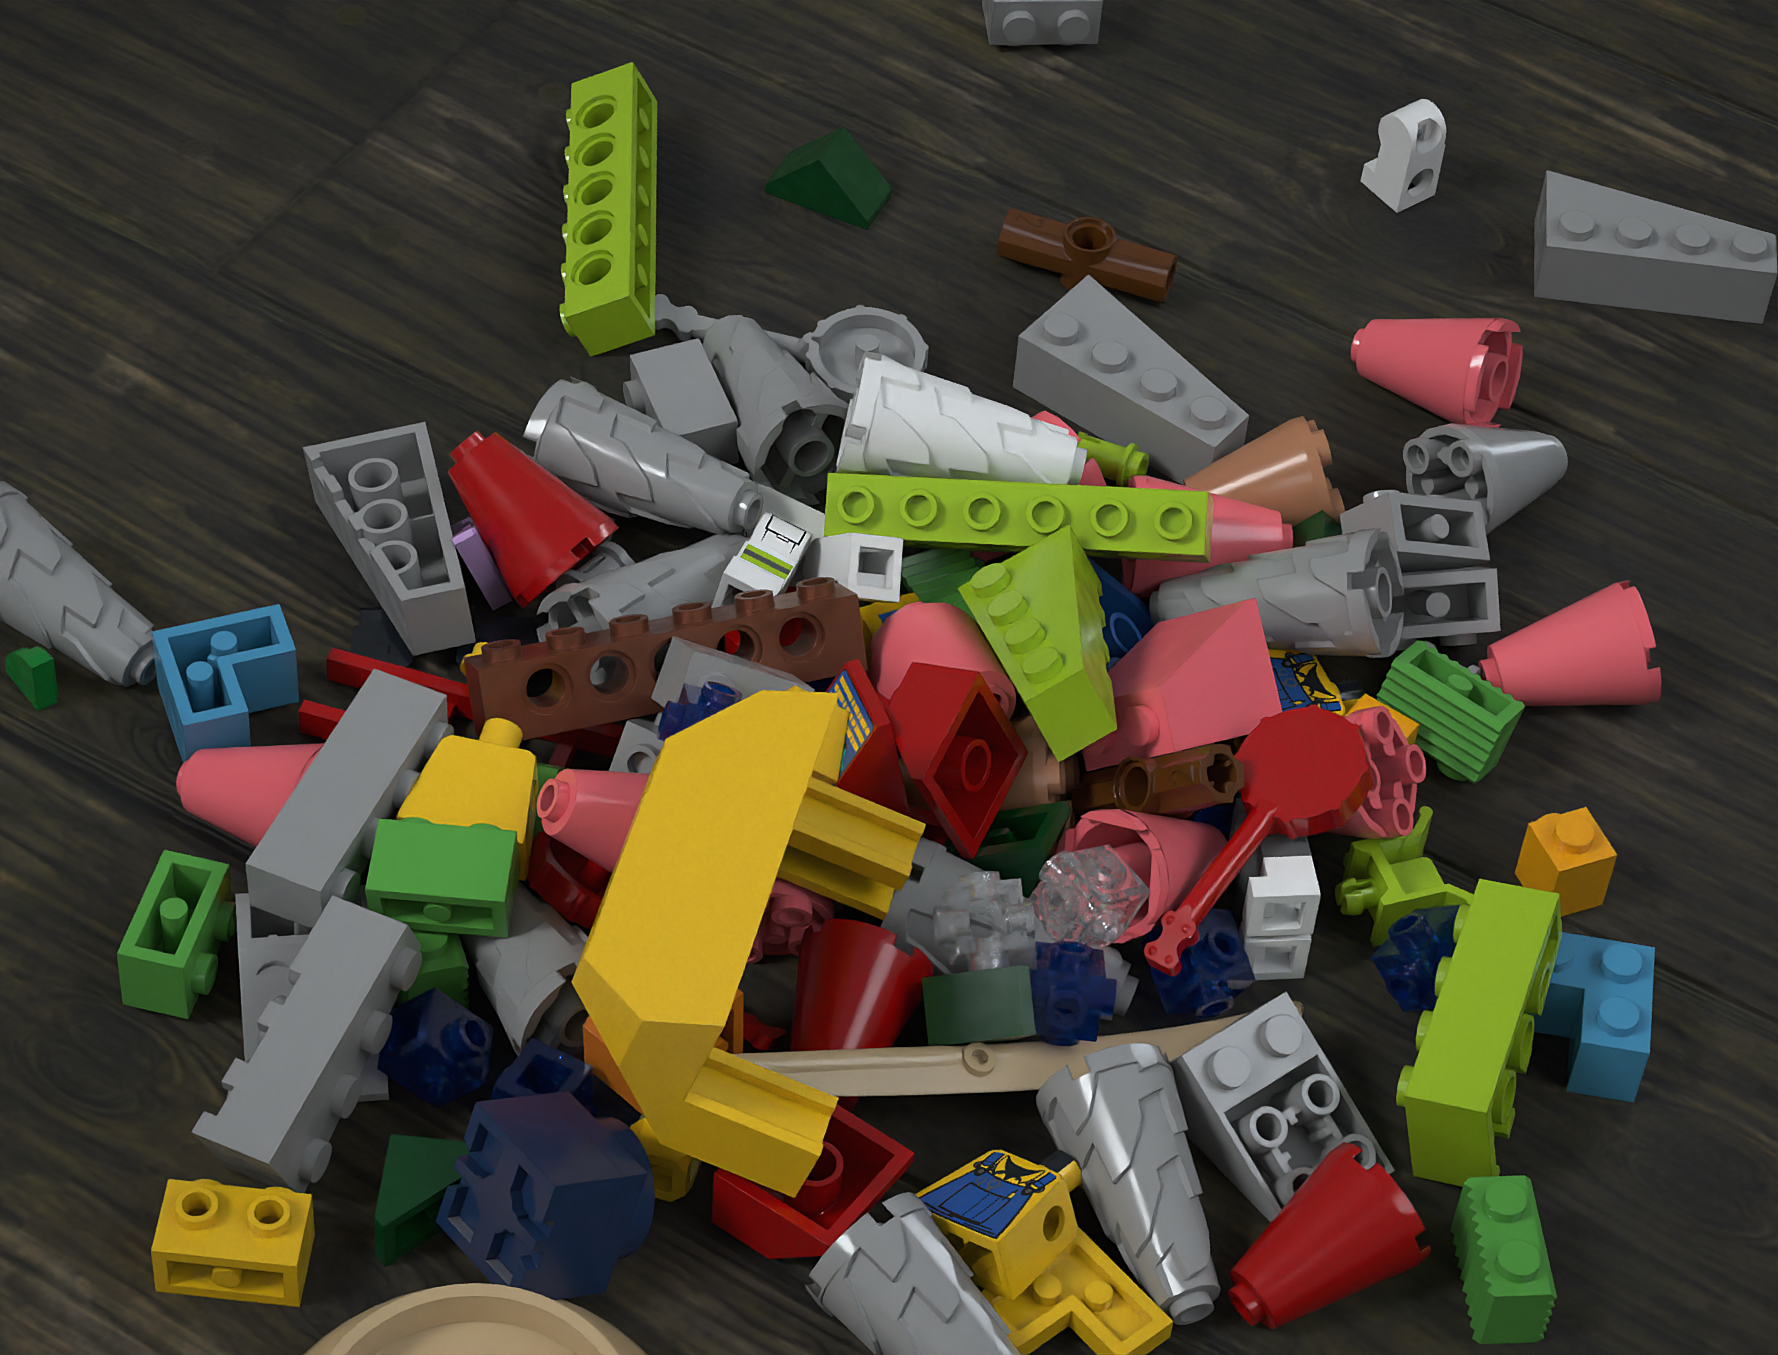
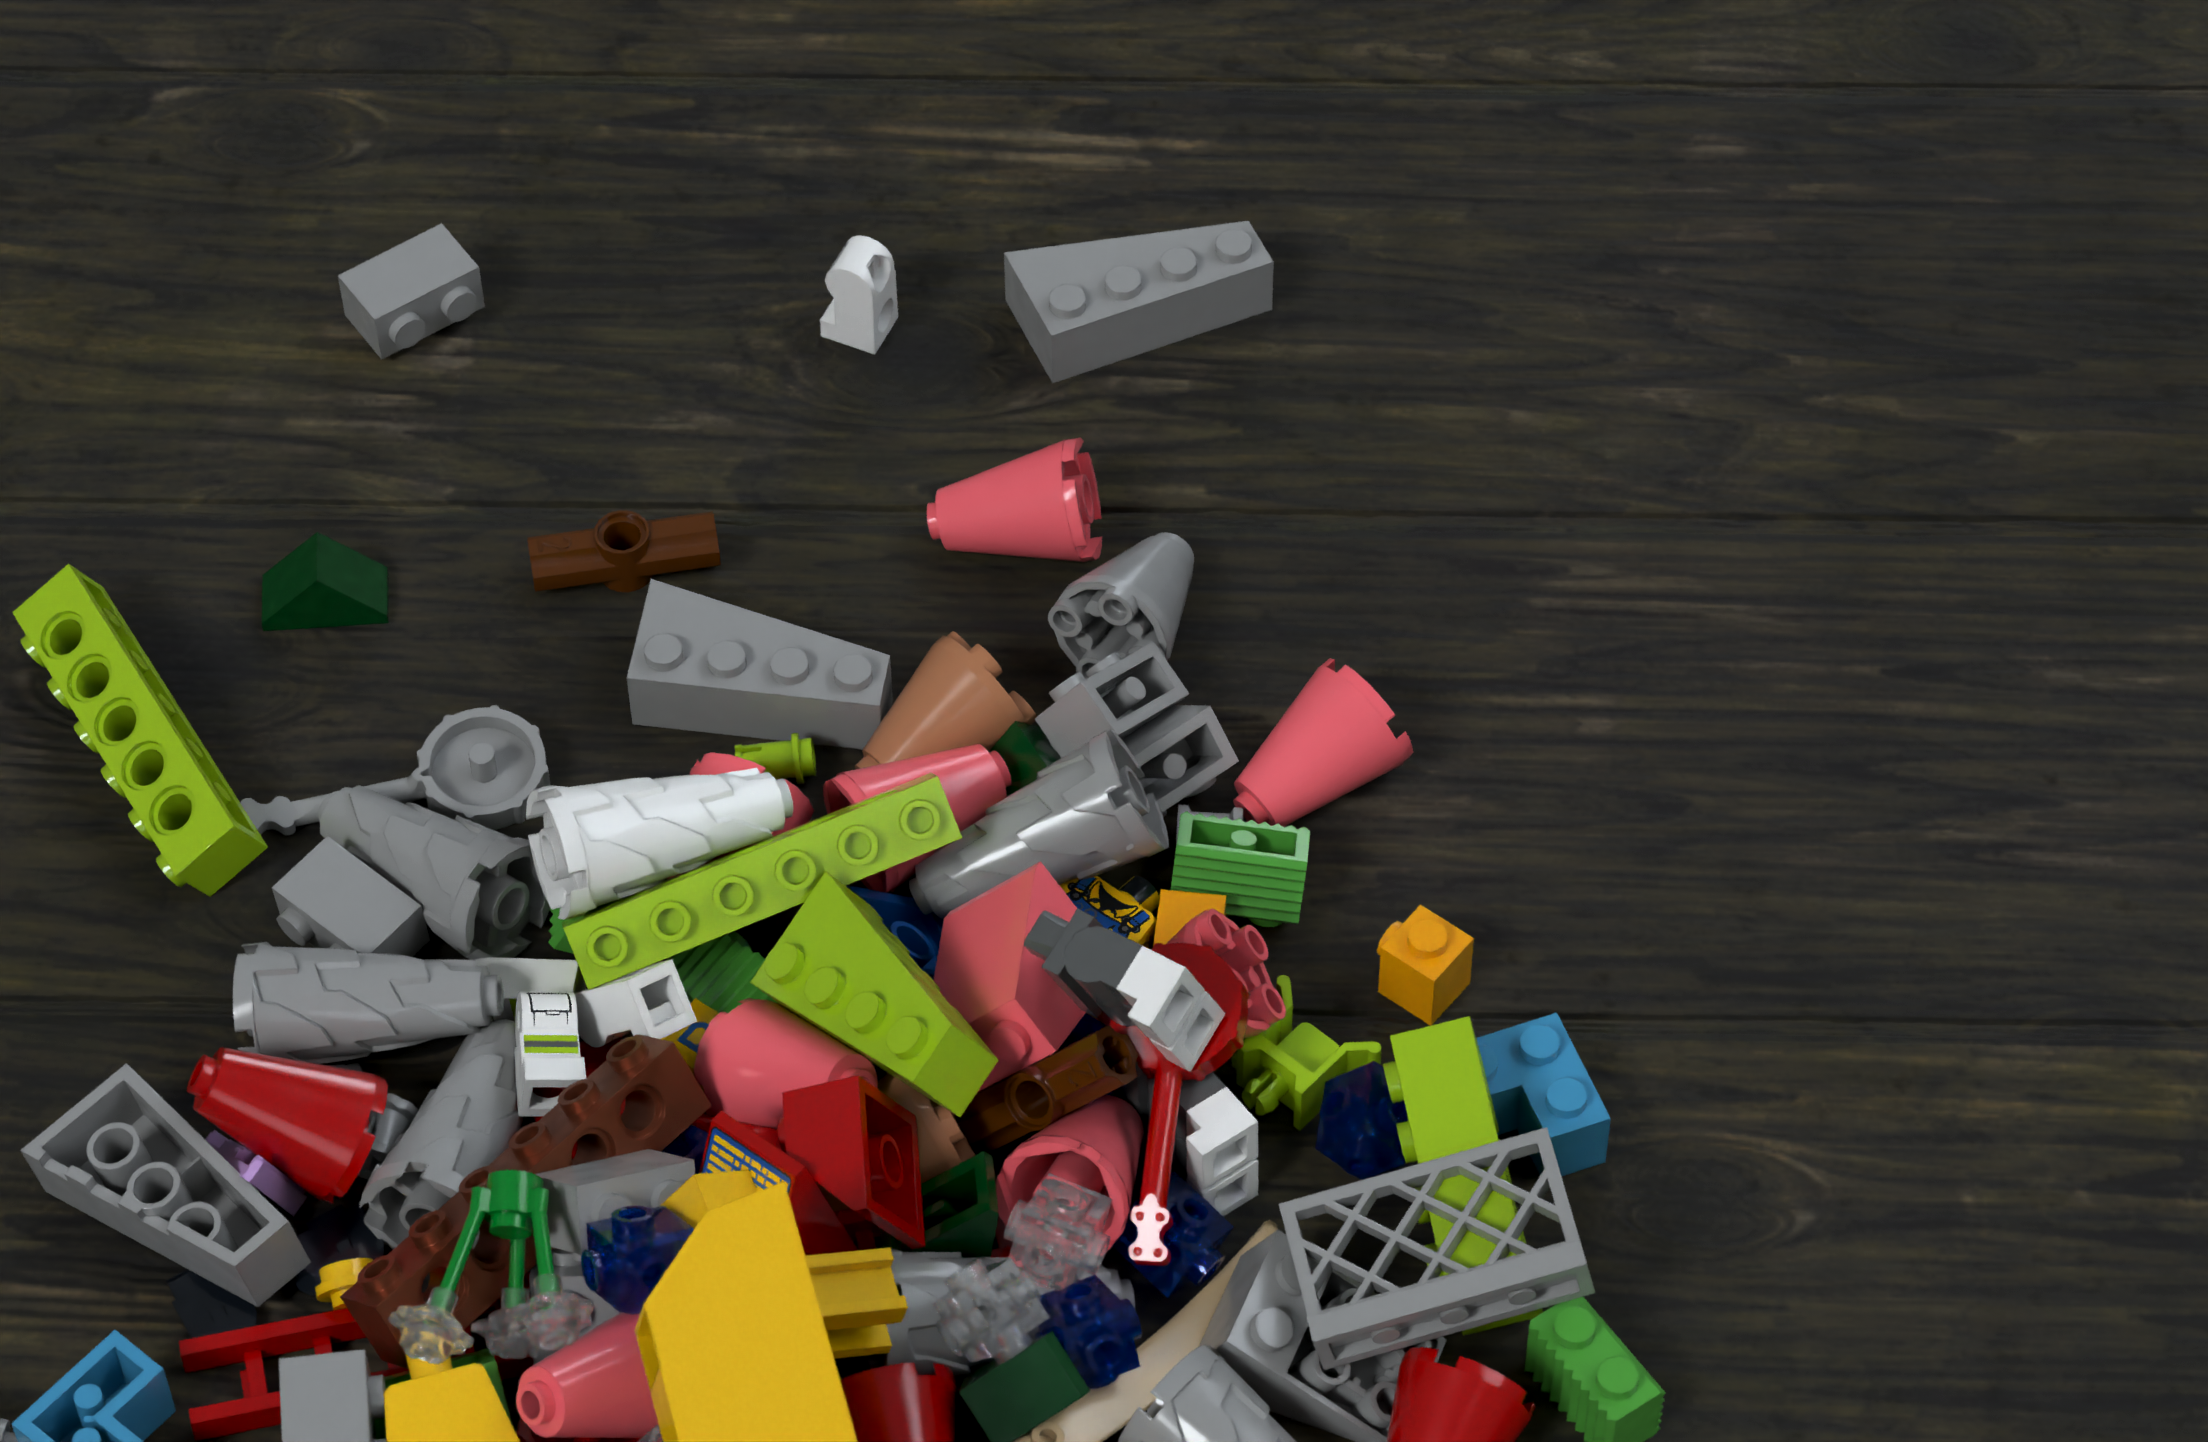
camera: 25 degrees left, 5 degrees up
(599, 739) = (550, 1319): none -> plant
(1262, 715) = (1127, 983): none -> hips
(1399, 1109) = (1435, 1303): none -> light grey fence

